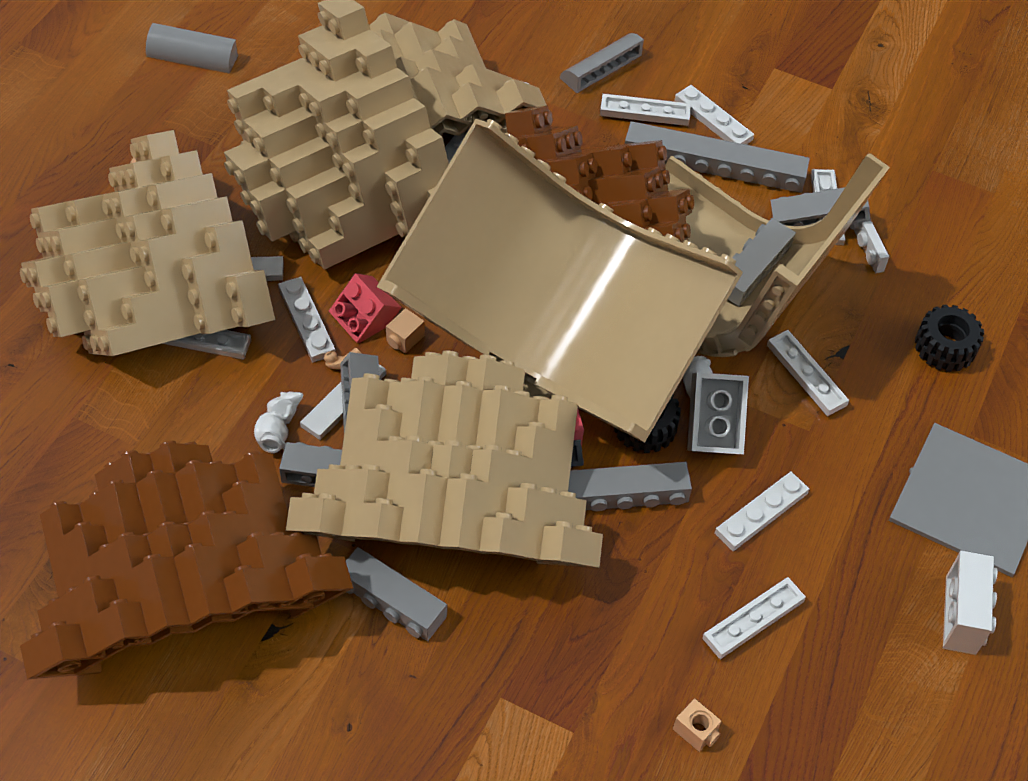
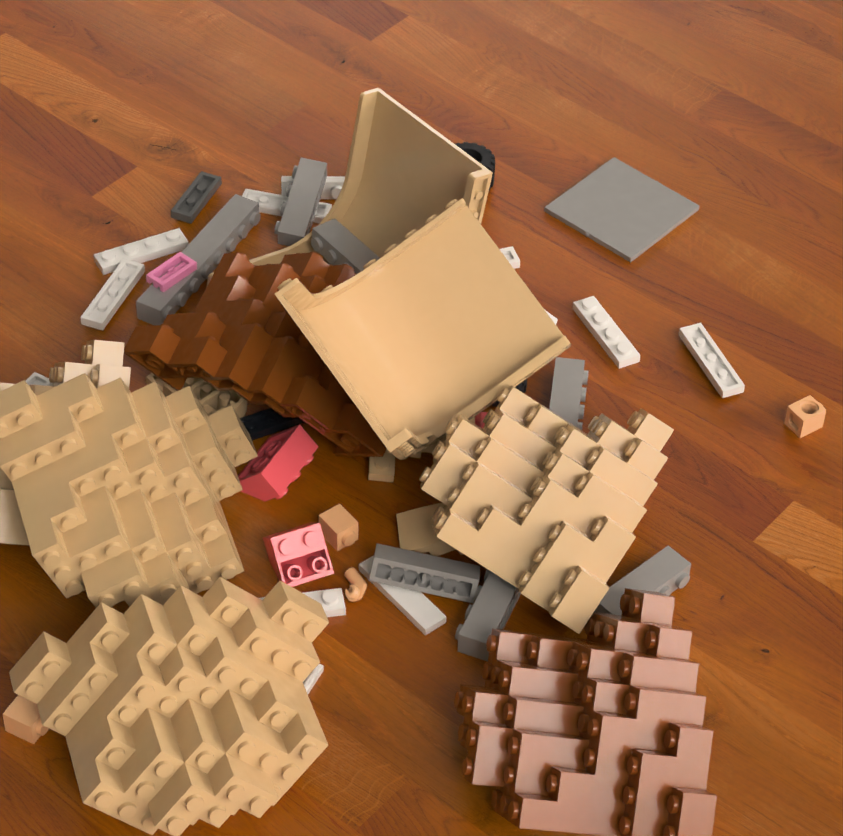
camera: 75 degrees left, 10 degrees down
(271, 426) = (422, 650): white animal -> none
(603, 62) = (29, 309): light grey brick -> none
(672, 135) = (174, 273): none -> bright pink tile
(803, 136) = (196, 197): none -> dark grey plate
(969, 603) = (729, 229): white brick -> none

